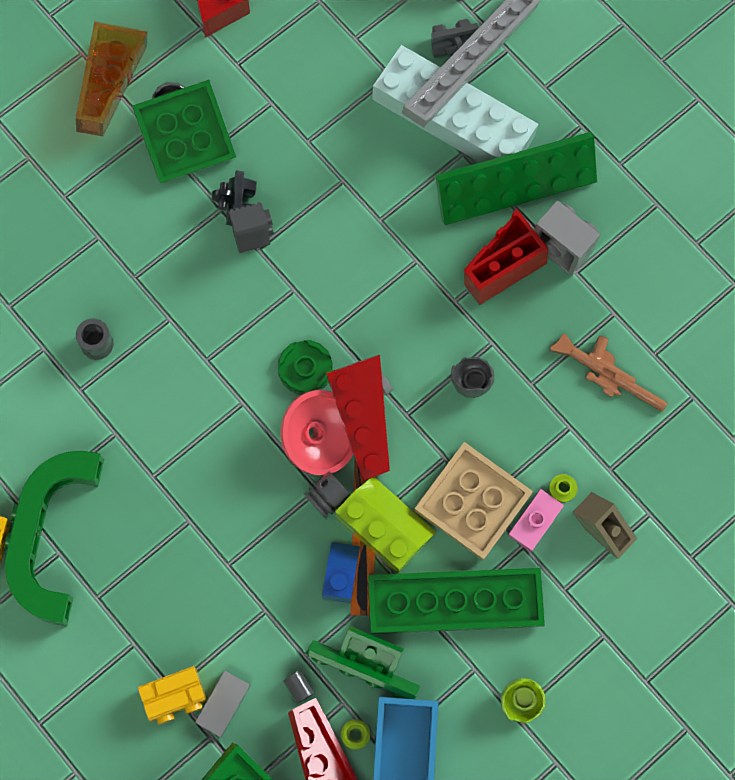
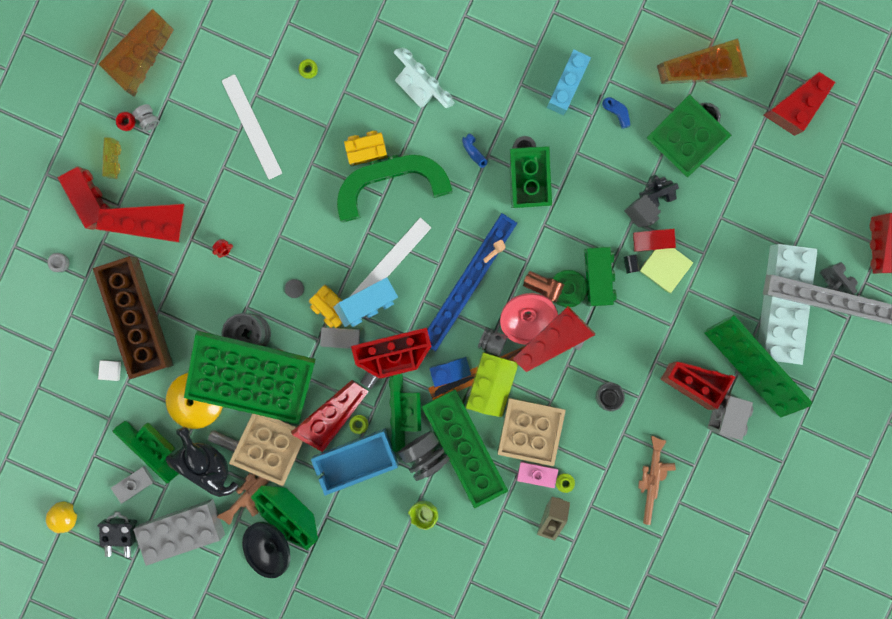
camera: 75 degrees right, 15 degrees up
(39, 245) = (568, 82): none -> medium azure brick
(62, 406) = (473, 152): none -> blue arm
(106, 201) = (618, 109): none -> blue arm
(122, 737) = (294, 288): none -> dark grey piece
(135, 345) = (530, 177): none -> green slope
(154, 586) = (396, 255): none -> white sticker
(191, 639) = (366, 303): none -> medium azure brick
(205, 427) = (499, 247): none -> light nougat hand
(234, 494) = (468, 281): none -> blue tile
(278, 634) = (393, 353): none -> red wedge
(288, 389) = (547, 287): none -> copper piece
(295, 231) = (654, 240): none -> red slope
(308, 319) = (600, 276): none -> green brick
(312, 273) = (631, 263): none -> black hinge
(337, 233) = (666, 268): none -> yellowish green tile
(439, 658) = (424, 456): none -> dark grey wheel

